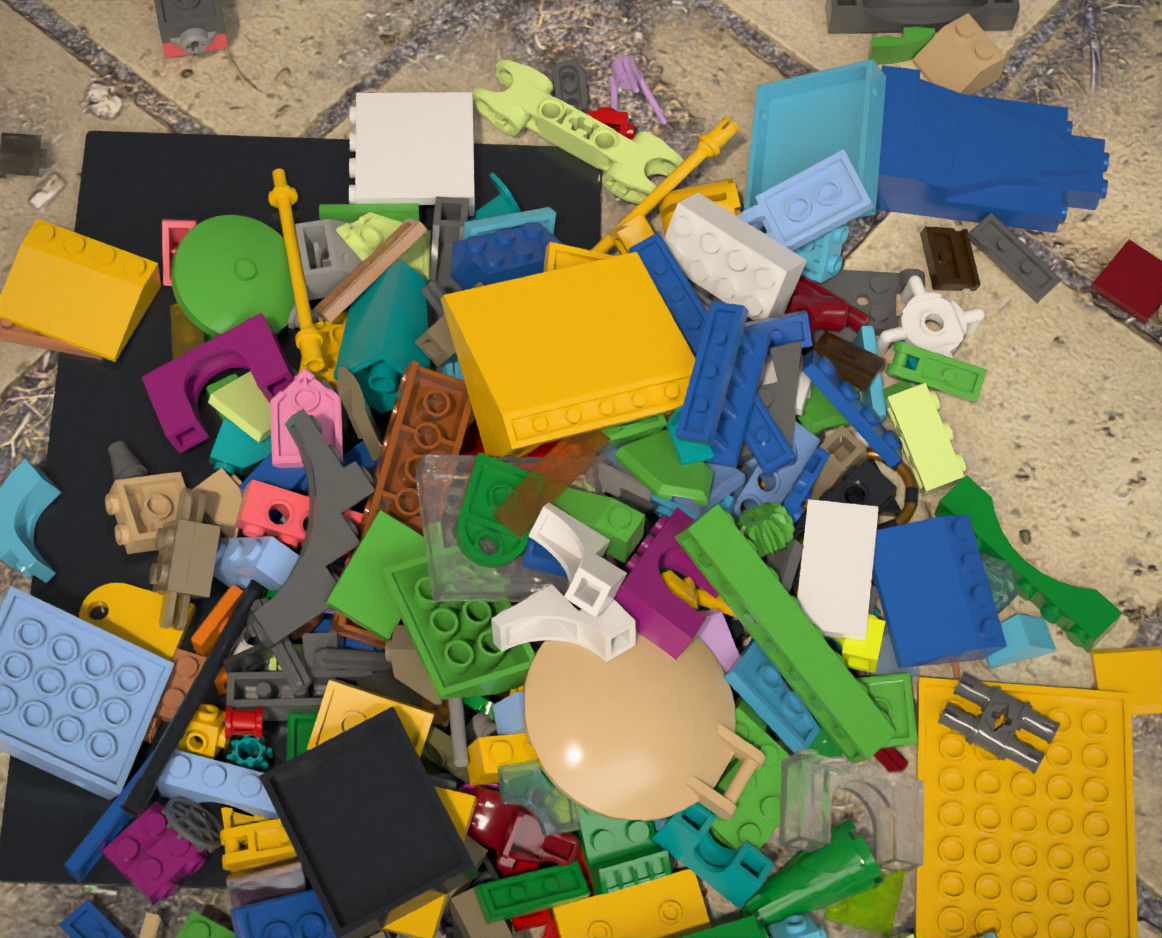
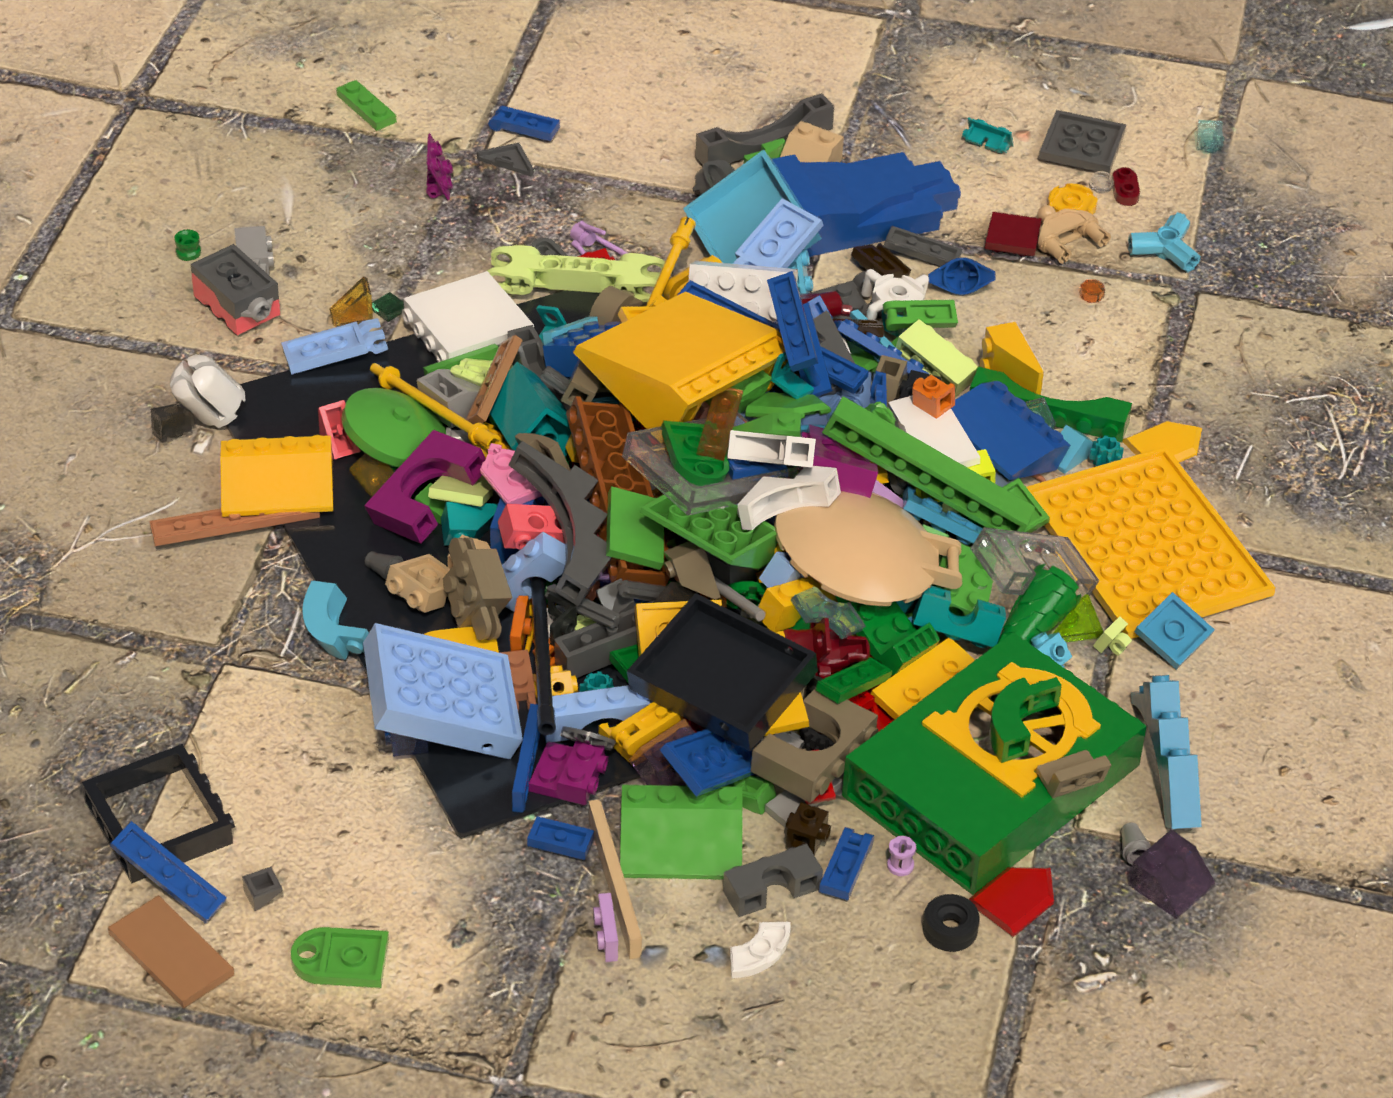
camera: 25 degrees left, 20 degrees down
(65, 137) = (206, 390): none -> white cylinder
(243, 721) = (585, 661): red bush -> none
(251, 122) = (333, 345): none -> light blue tile
(309, 73) = (353, 305): none -> clear yellow slope
(349, 83) = (388, 306): none -> clear green tile
(583, 205) = (609, 303): none -> dark tan brick
(824, 52) = (711, 174): none -> dark grey piece
(858, 531) = (933, 395): none -> orange brick
(1008, 479) = (1009, 353): none -> yellow slope
(1016, 716) = (1095, 487): dark grey pin -> none
(1032, 323) = (962, 276): none -> blue hat
(1058, 661) = (1105, 451): none -> teal gear

